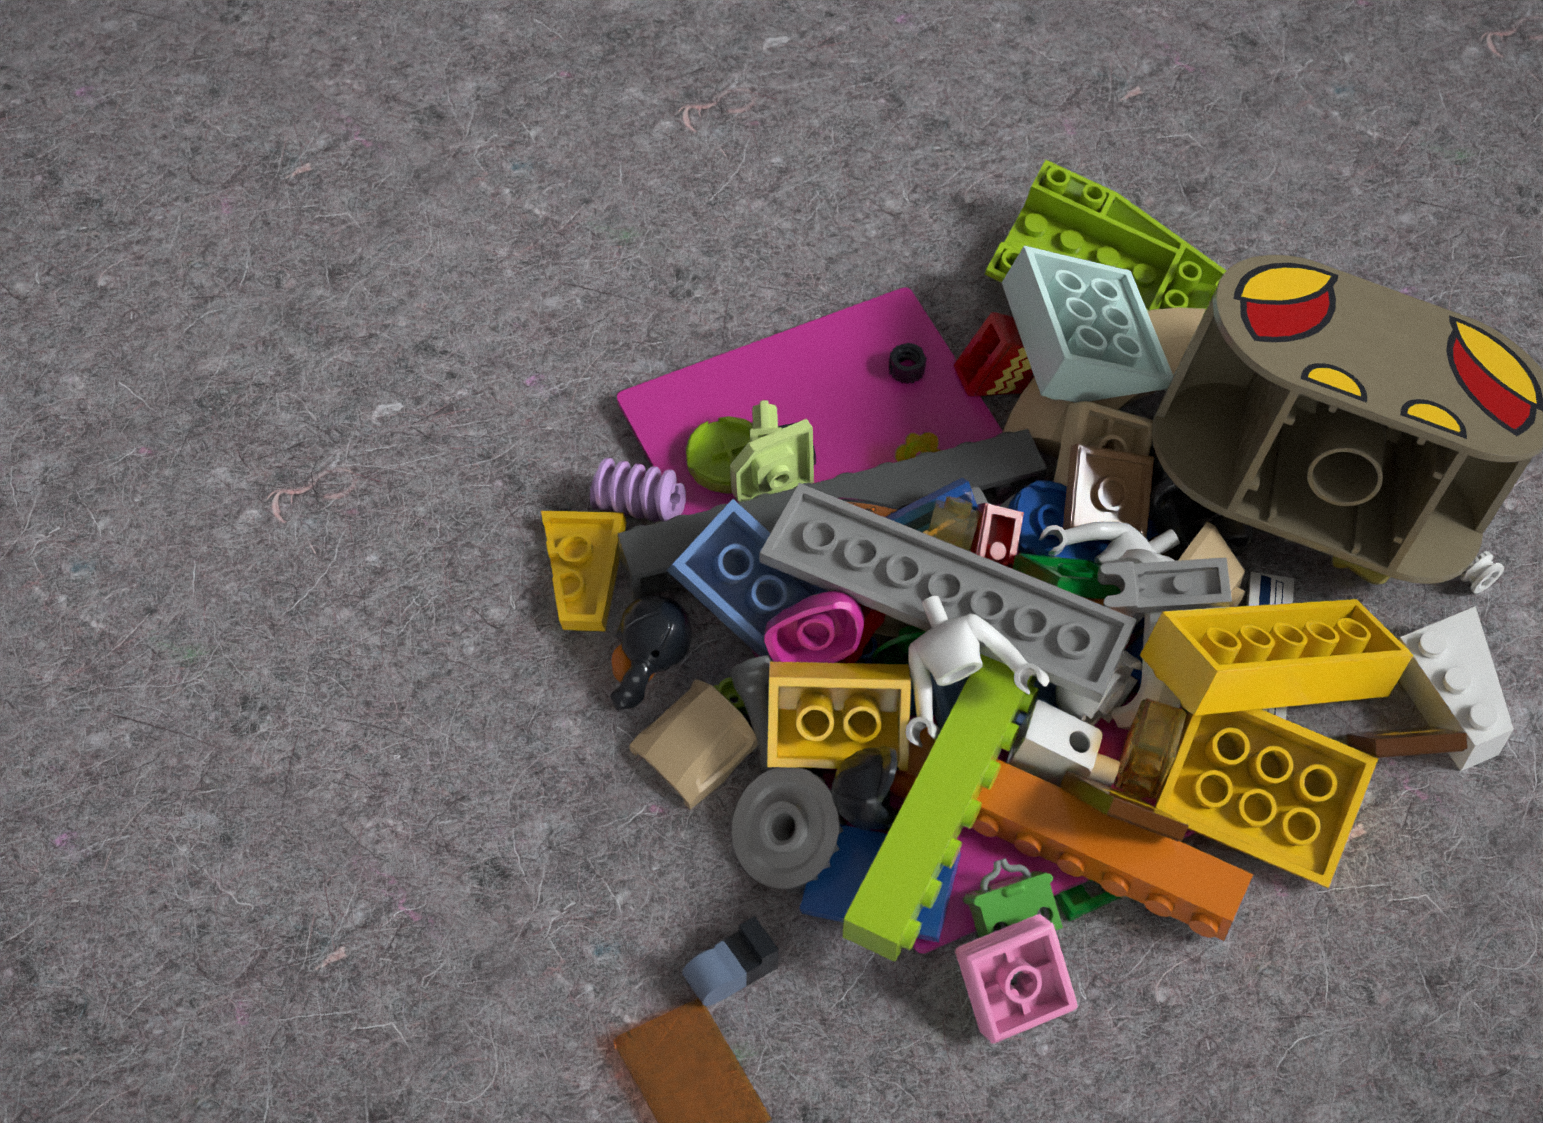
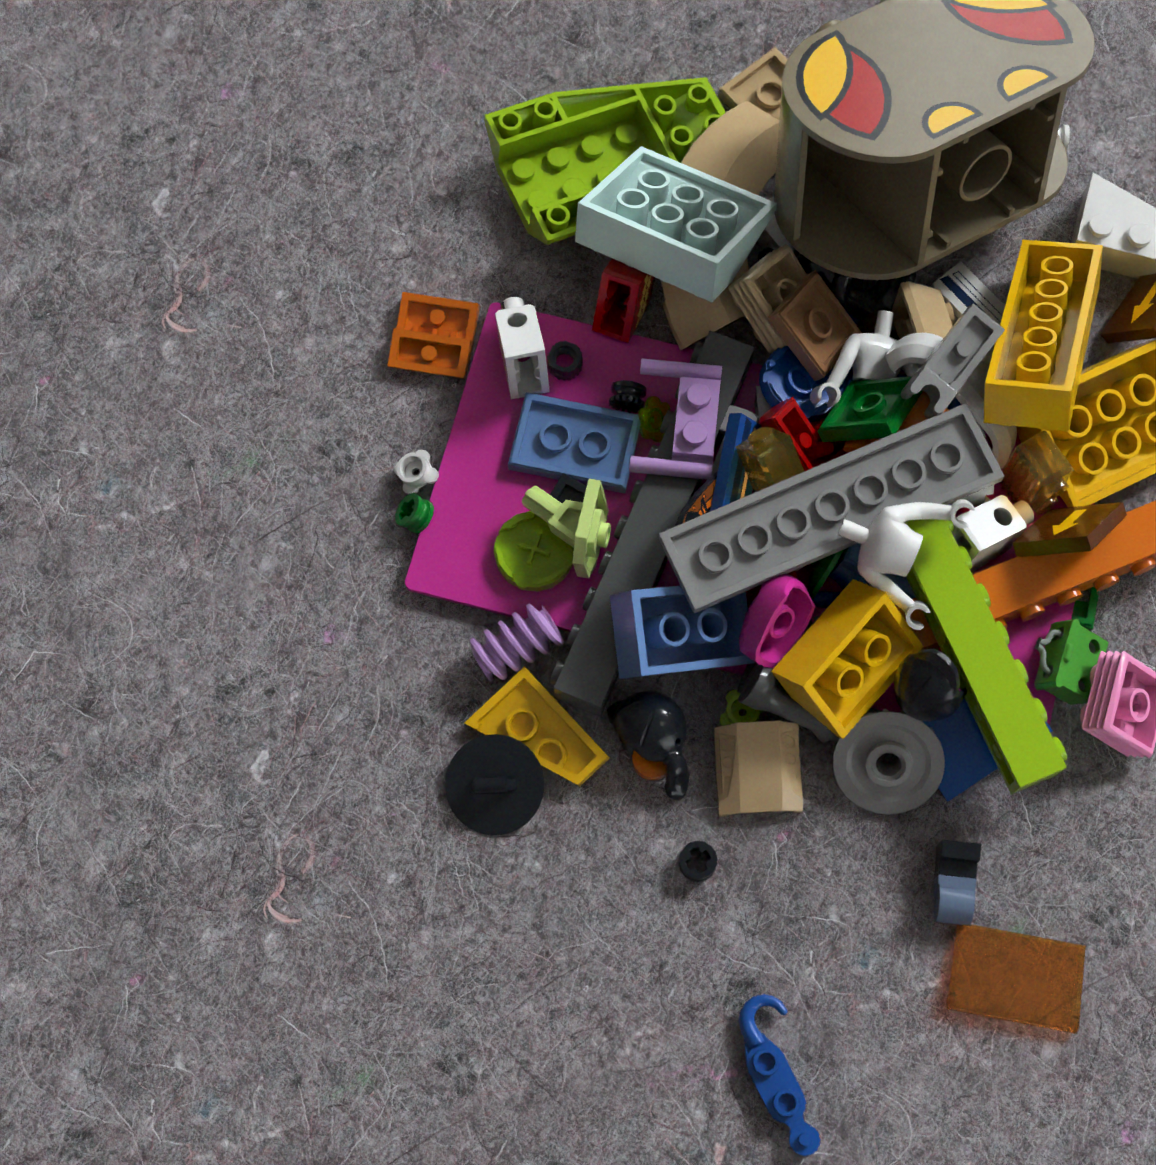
camera: 45 degrees left, 15 degrees up
(435, 947) = (775, 1077): none -> blue piece
(509, 568) = (494, 784): none -> black shield
(579, 768) = (685, 857): none -> black bush
(681, 357) = (414, 513): none -> green bush
(717, 335) = (409, 464): none -> white plate
(842, 271) = (434, 335): none -> orange slope
(848, 416) = (574, 440): none -> medium blue tile
(880, 320) = (522, 338): none -> white torso
(919, 419) = (627, 396): none -> black bush
(936, 465) = (694, 420): none -> lavender plate

